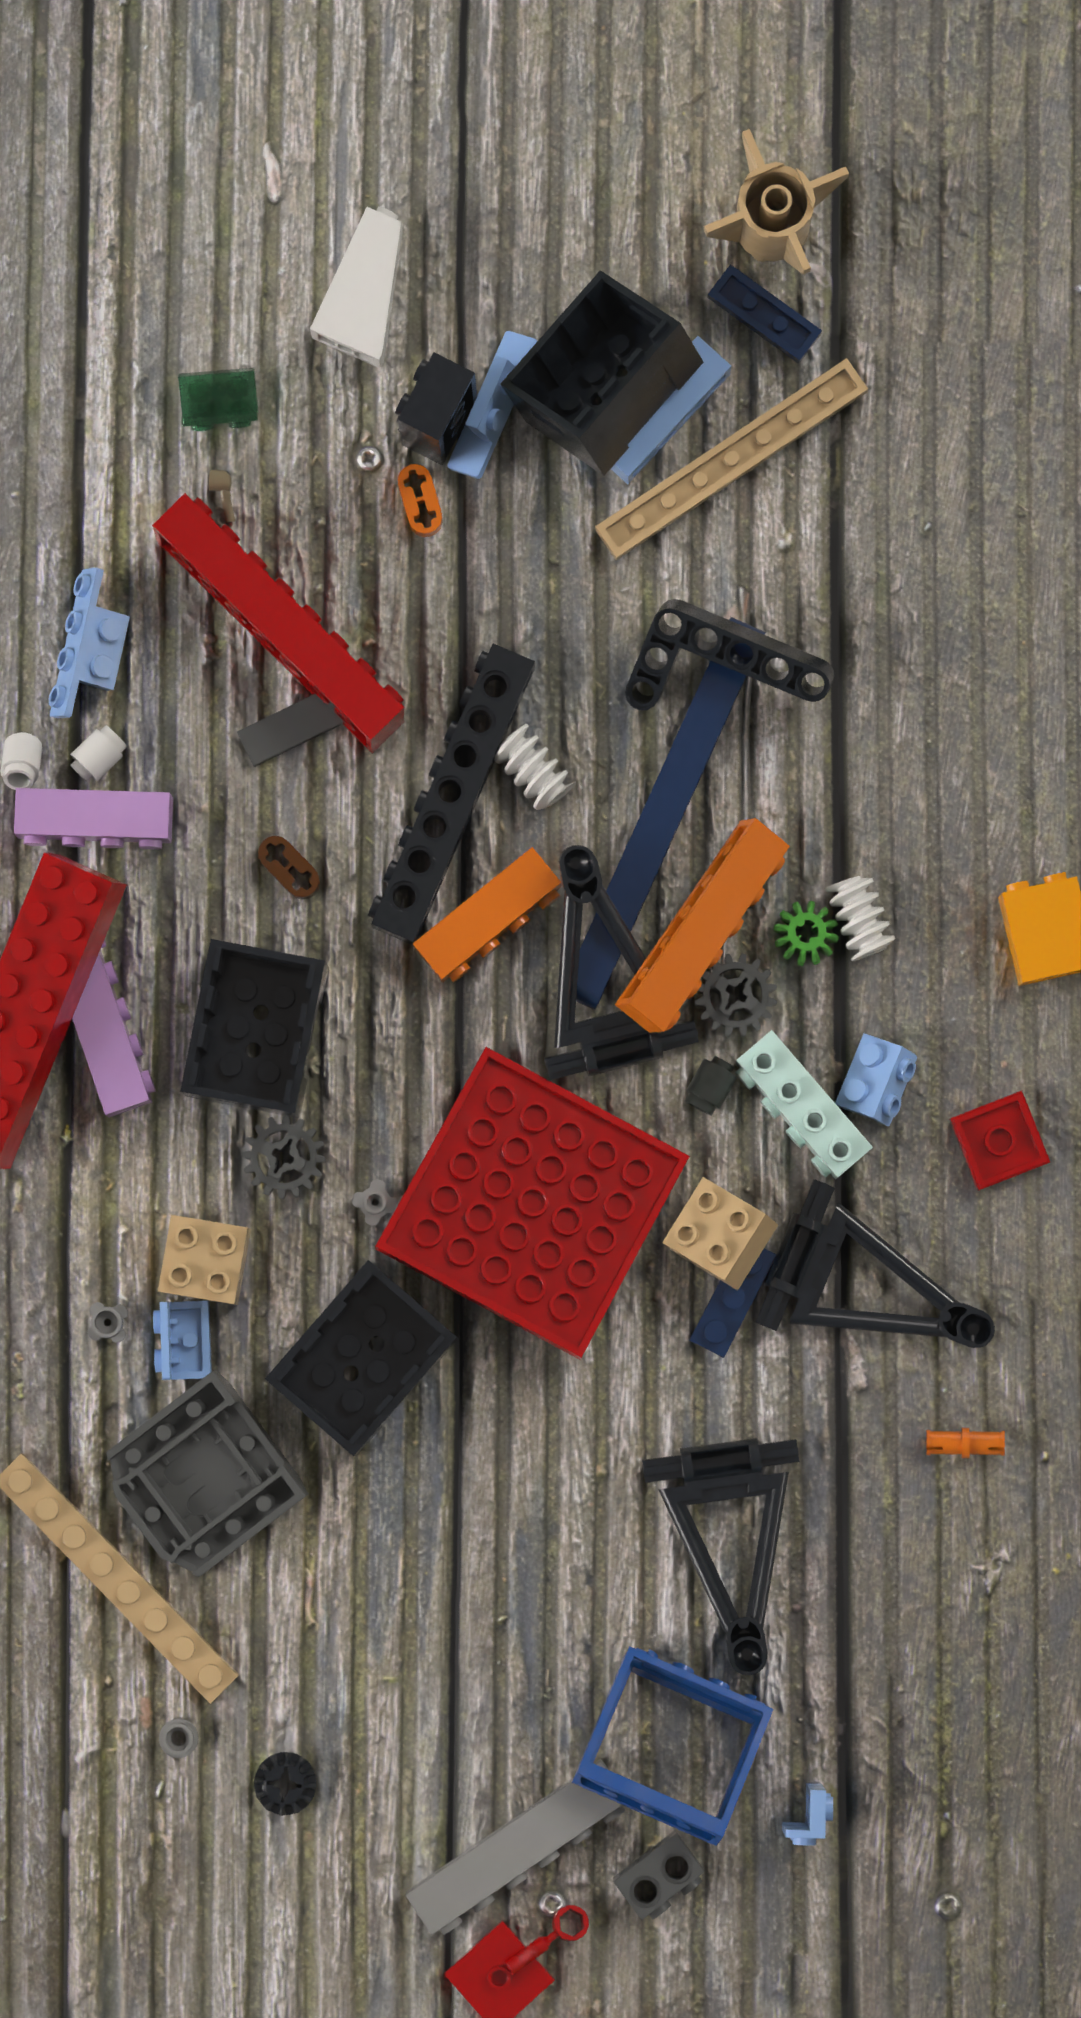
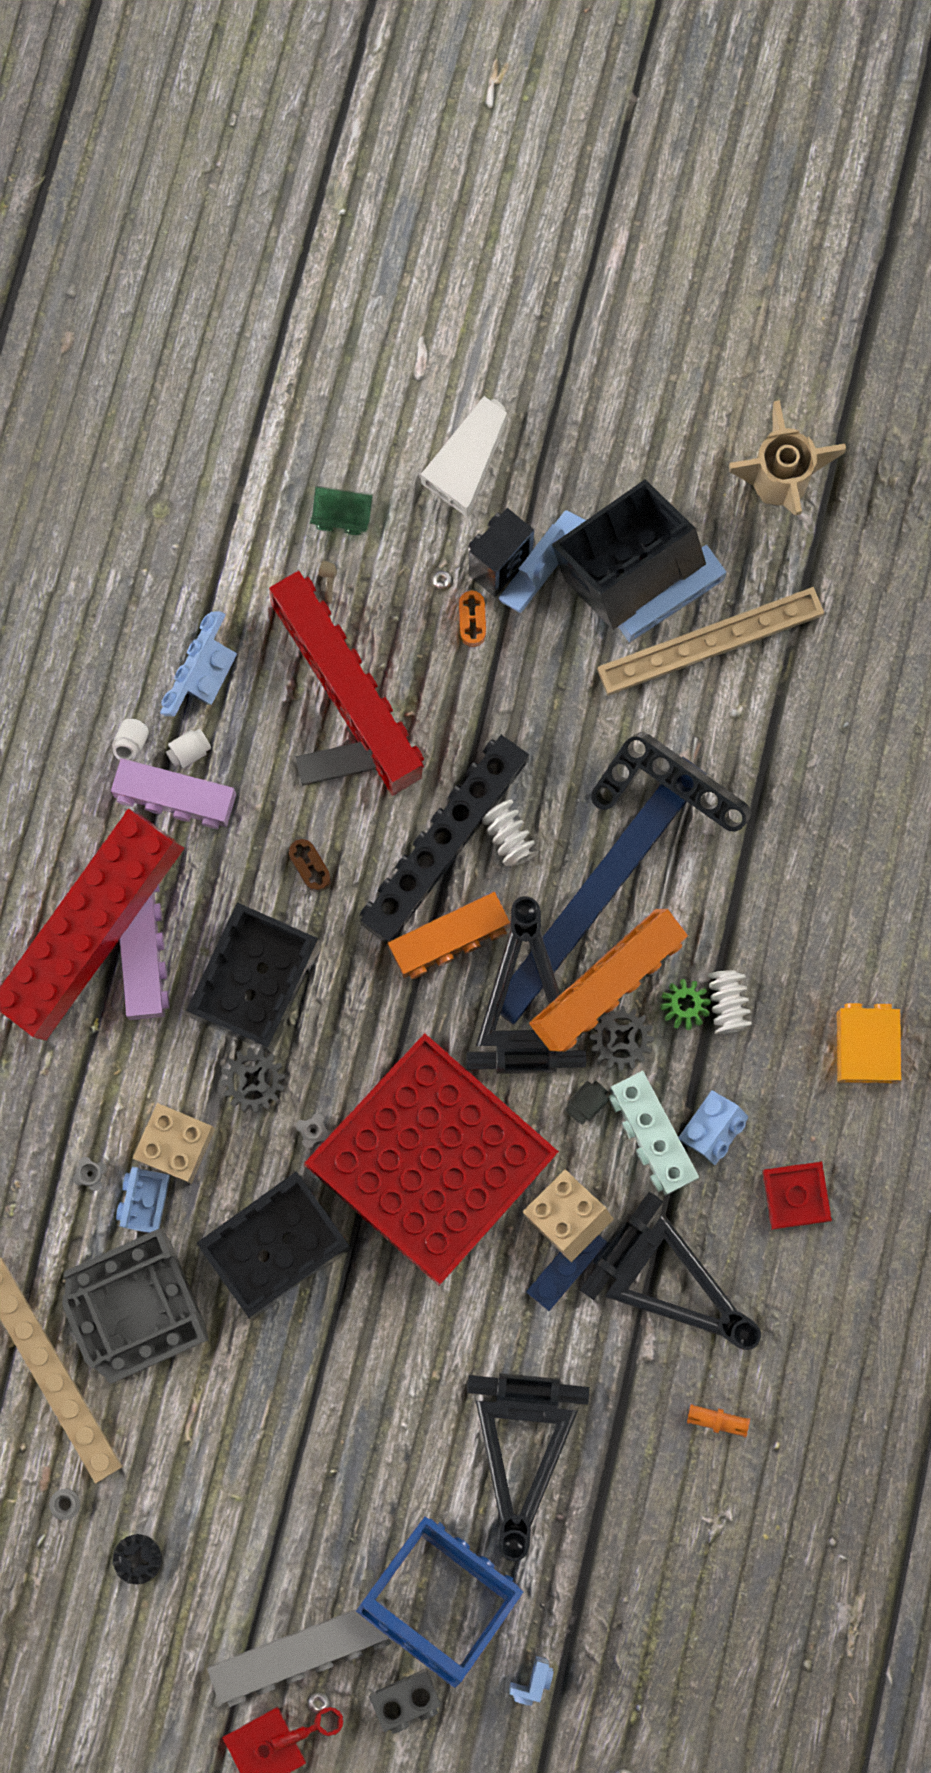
camera: 10 degrees right, 5 degrees down
(764, 314) = (759, 541): dark blue plate -> none

